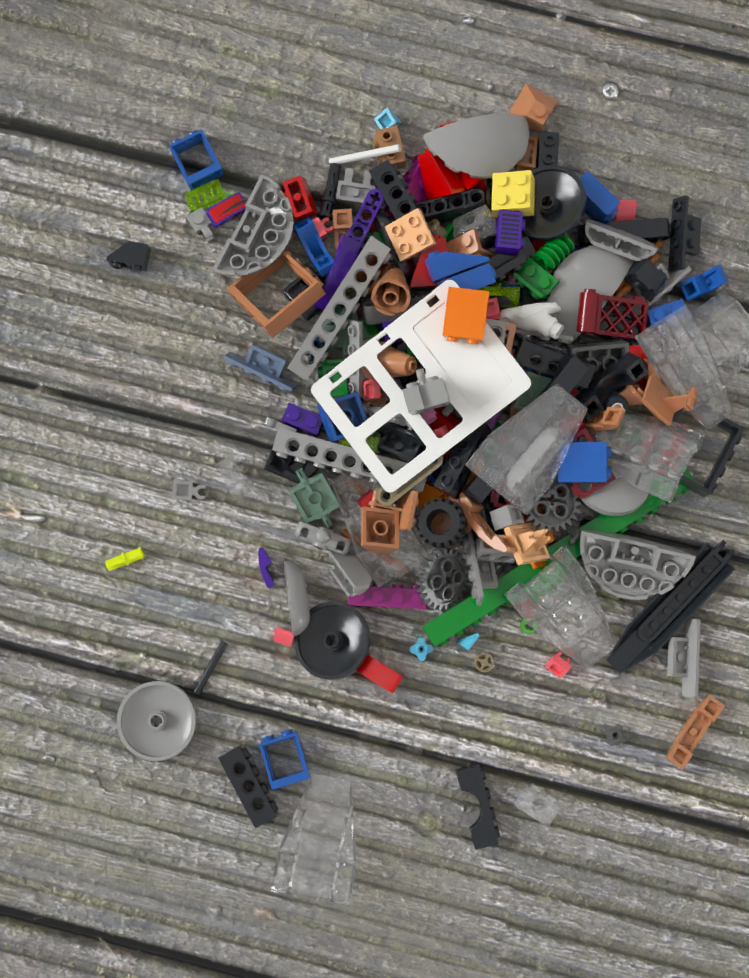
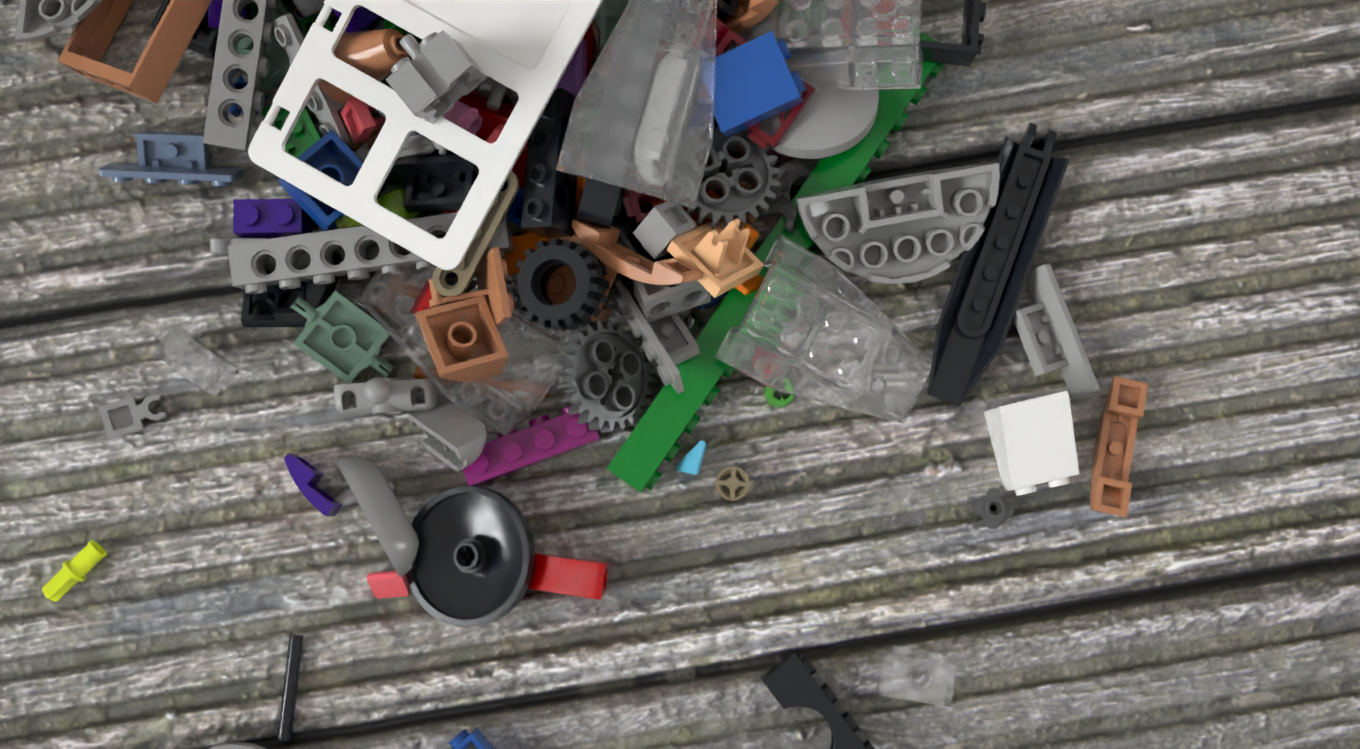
camera: 20 degrees left, 0 degrees up
(416, 649) = (631, 502): medium azure plate -> none
(558, 665) = (854, 436): coral tile -> none
(651, 710) = (1034, 442): none -> white slope

